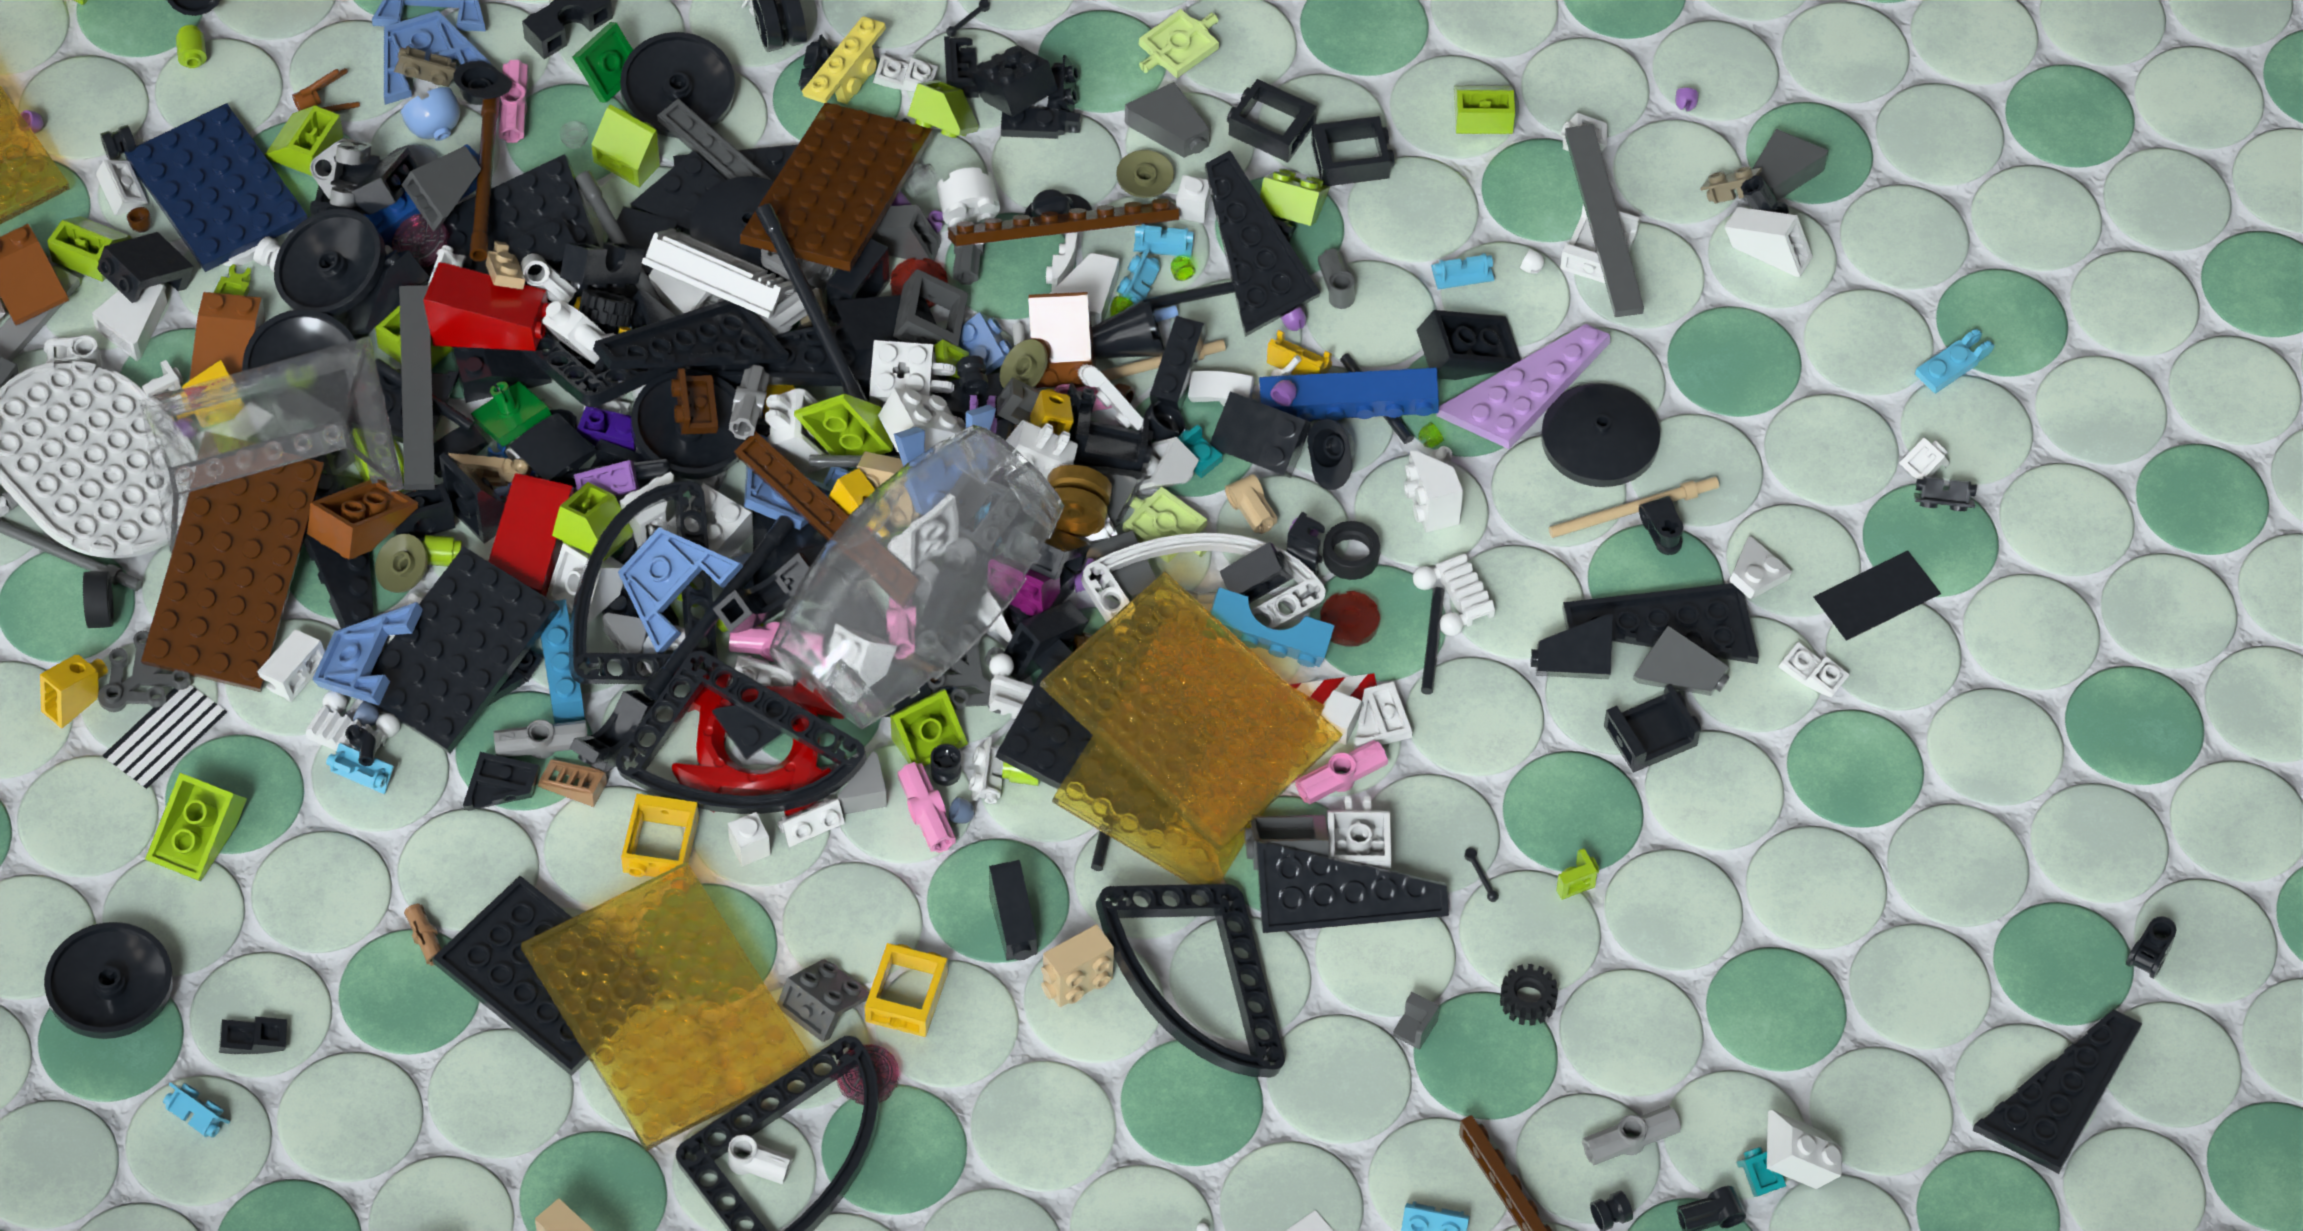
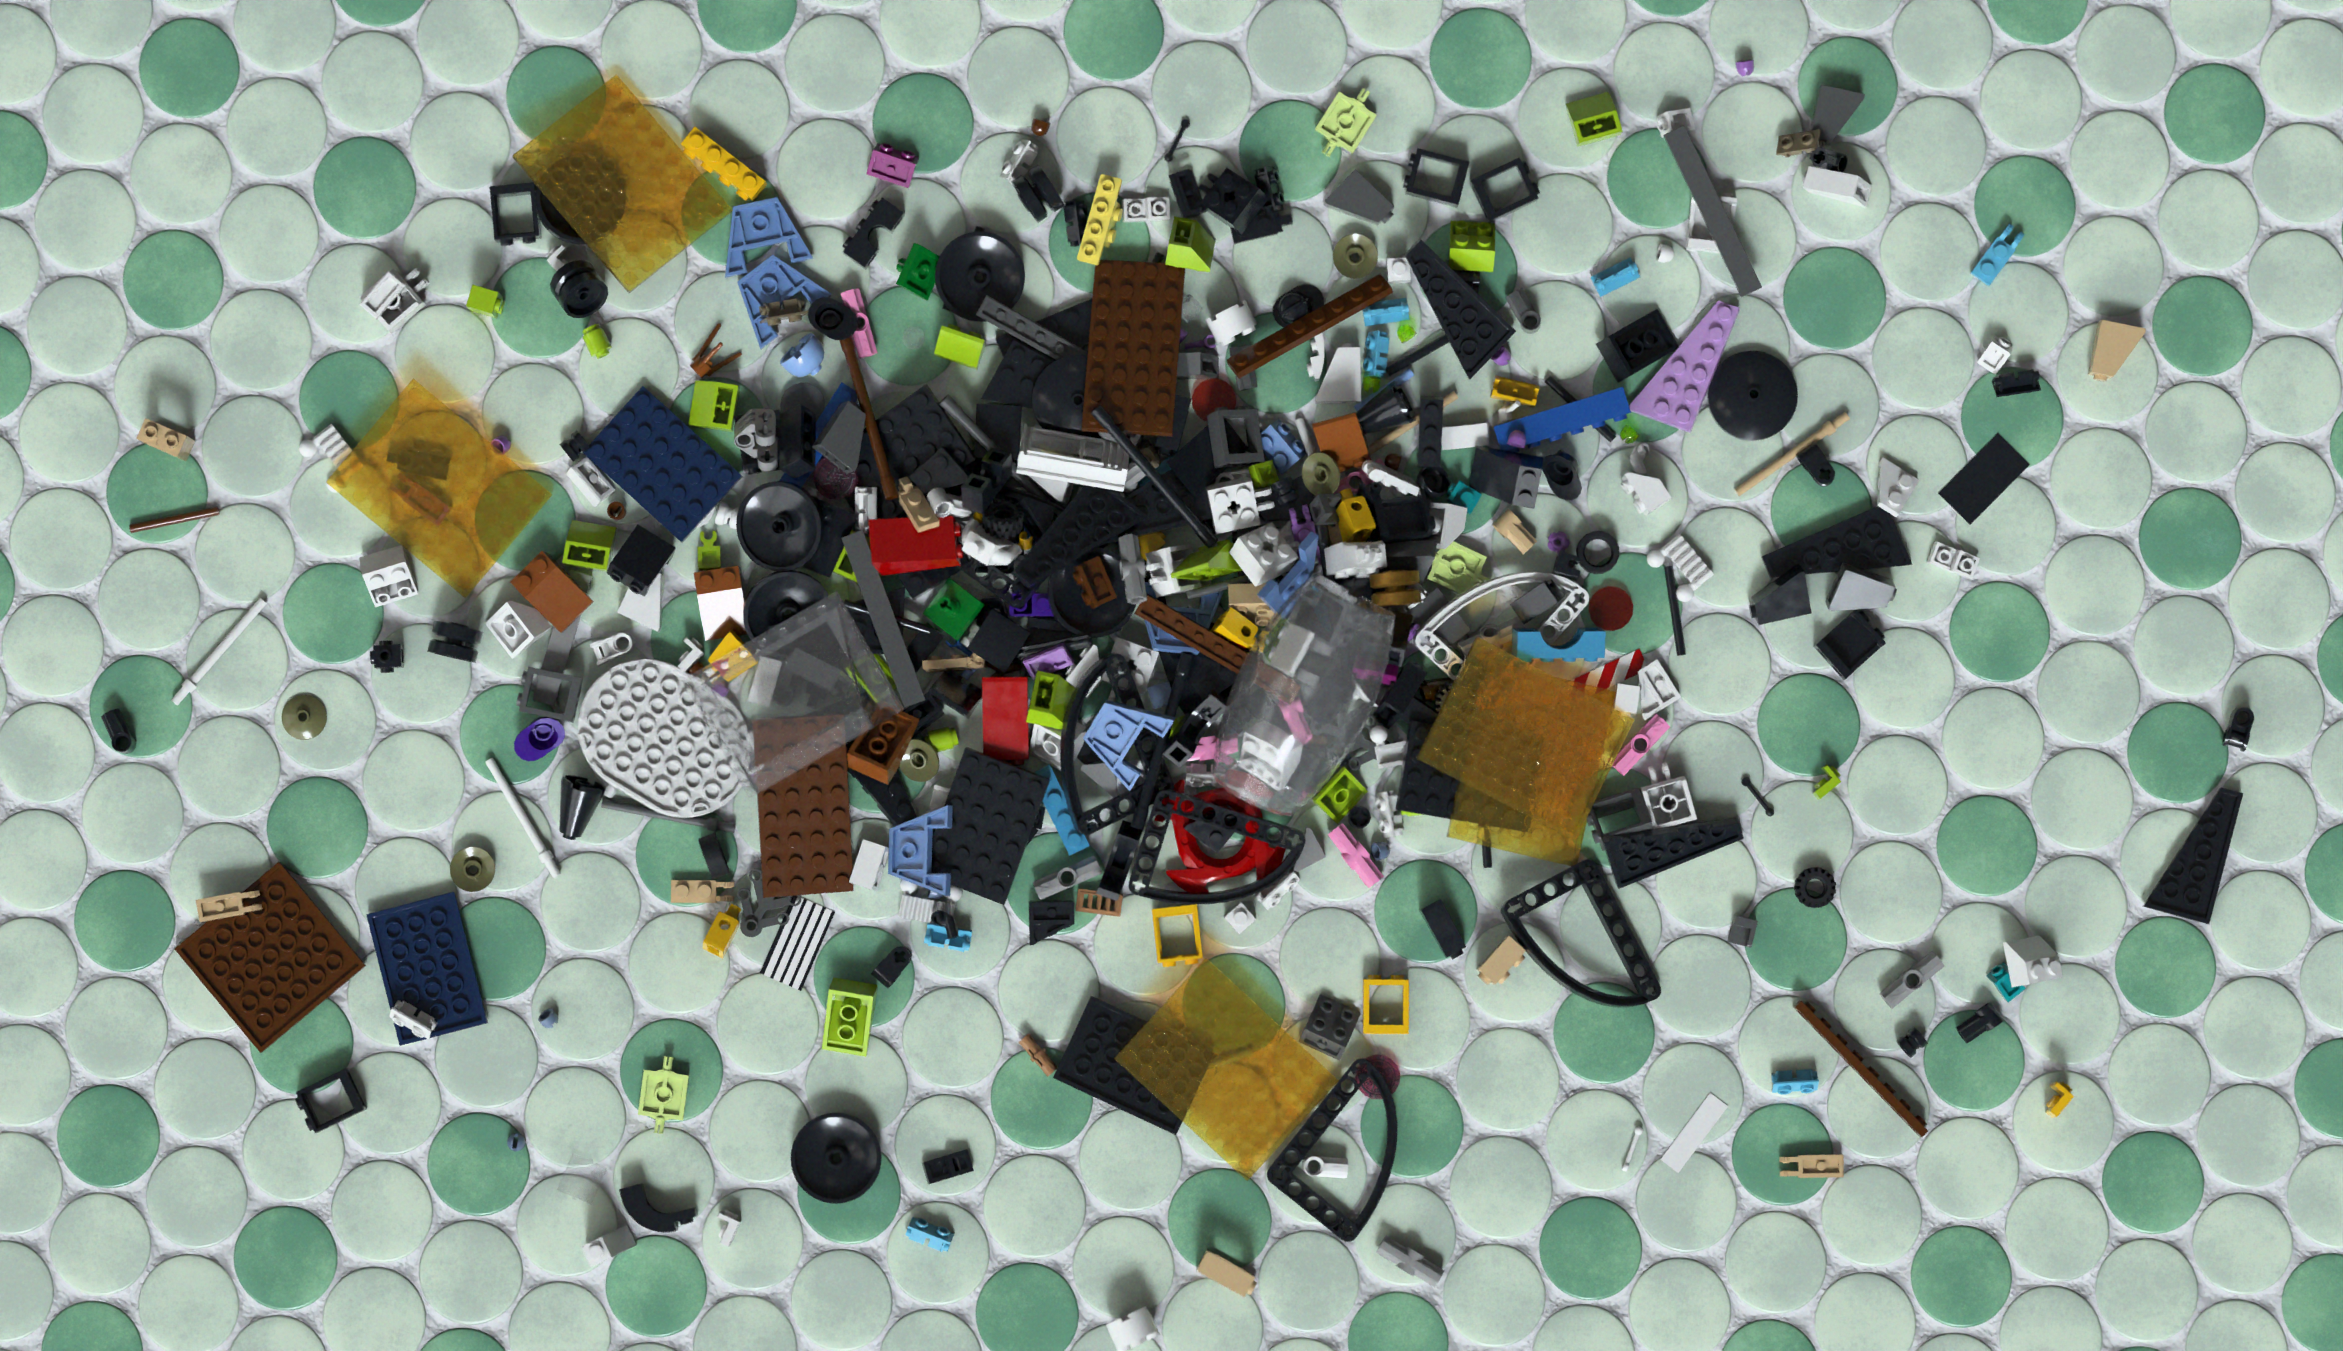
camera: 15 degrees left, 30 degrees up
(63, 642) = (698, 891): none -> tan hinge
(274, 784) = (889, 969): none -> black piece
(2081, 487) = (2112, 347): none -> tan slope

